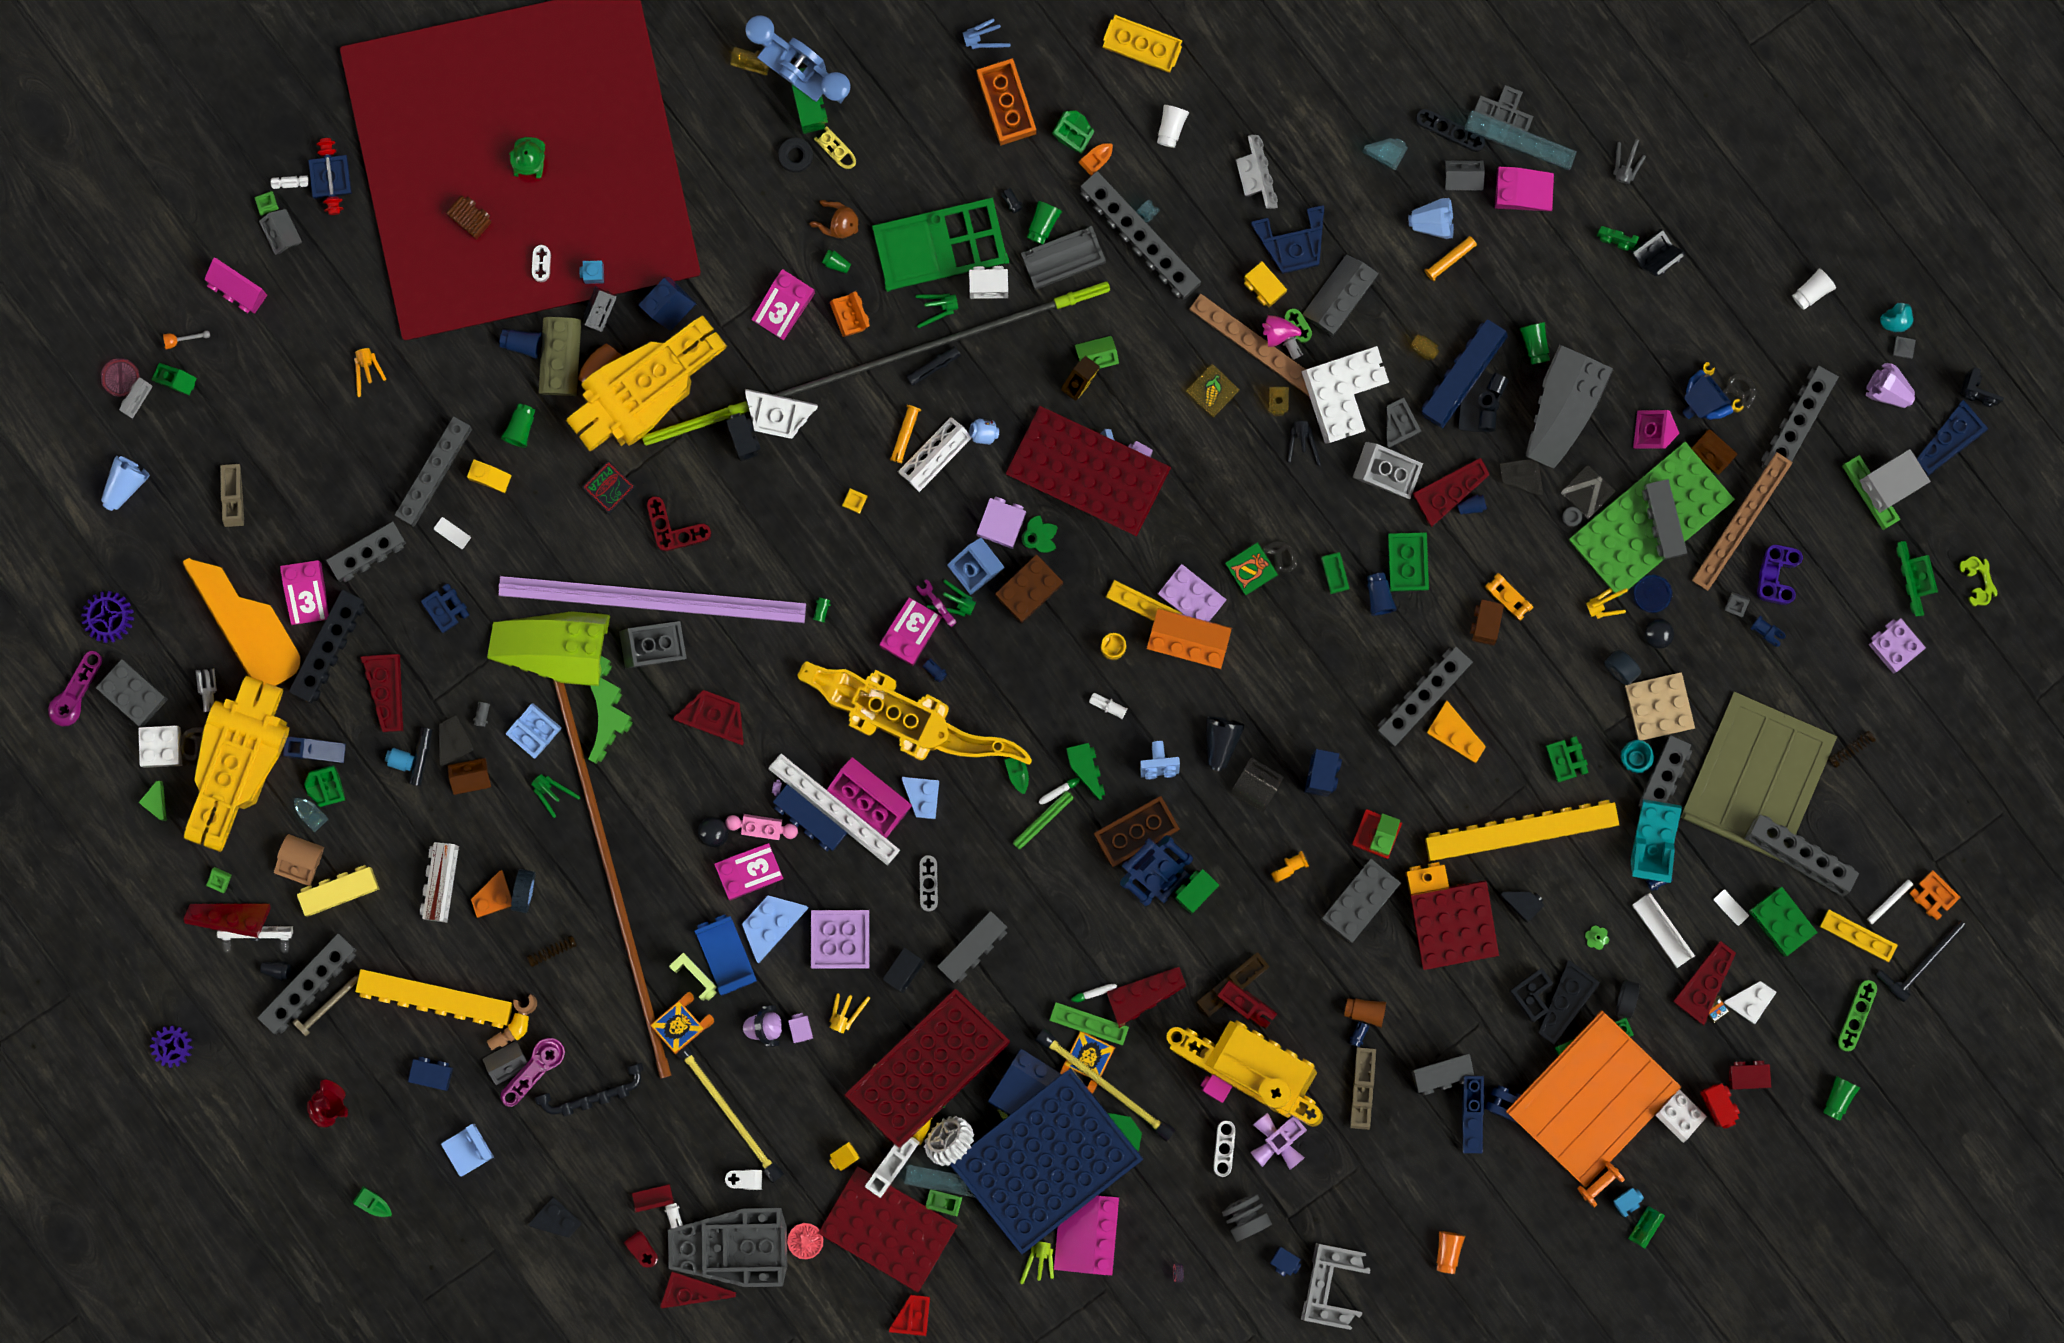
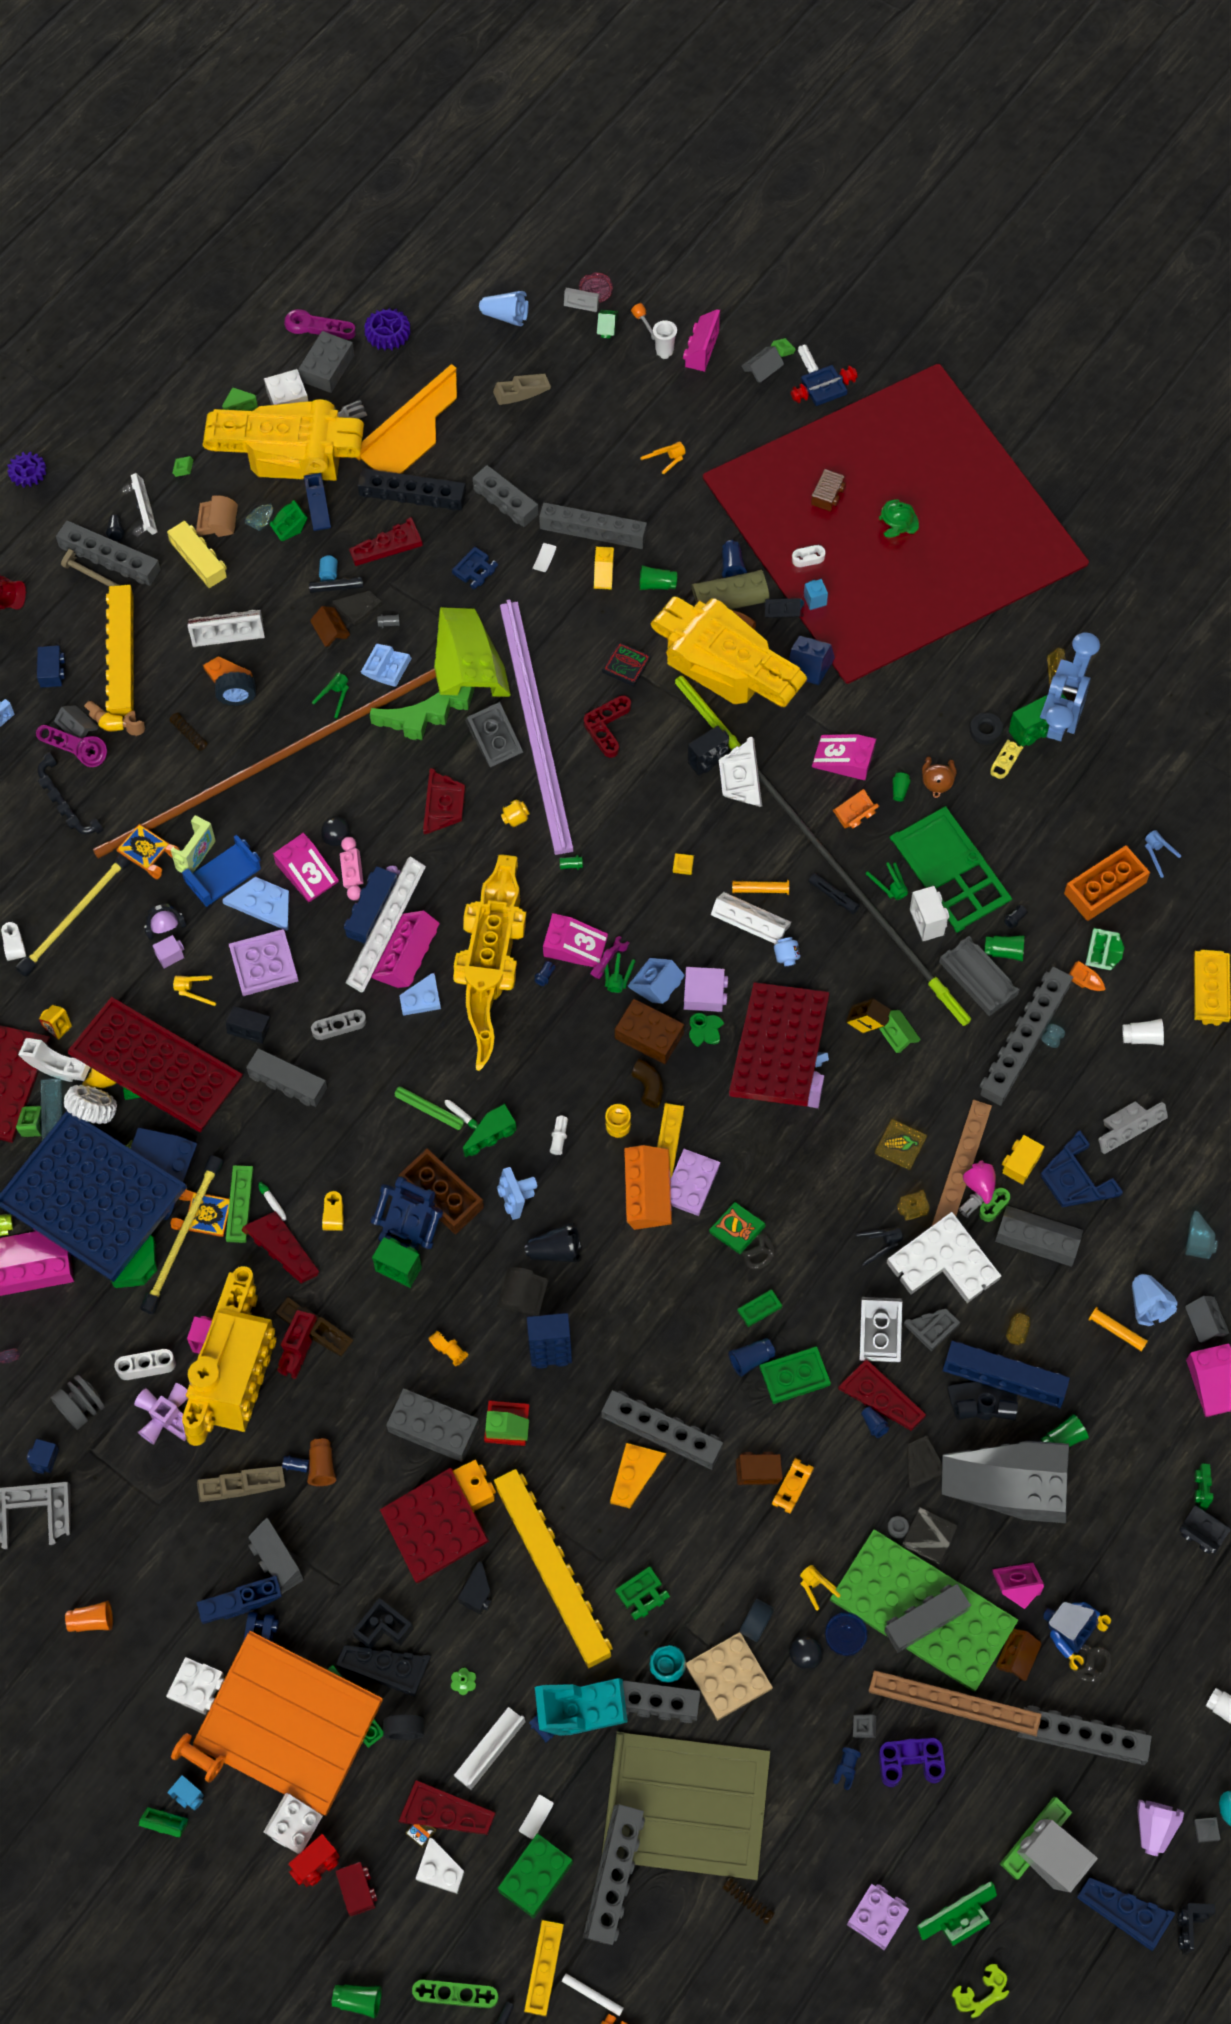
camera: 80 degrees right, 20 degrees down
(221, 319) = (664, 338): none -> white plant
(232, 918) = (151, 482): dark red wing -> none
(305, 592) = (456, 460): dark pink slope -> none
(750, 649) = (515, 813): none -> yellow head
(1018, 774) = (467, 1072): green plate -> none
(1081, 602) = (652, 1083): none -> dark brown cylinder
(1128, 938) = (333, 1214): none -> yellow piece
(1535, 1171) = (196, 1685): none -> white plate

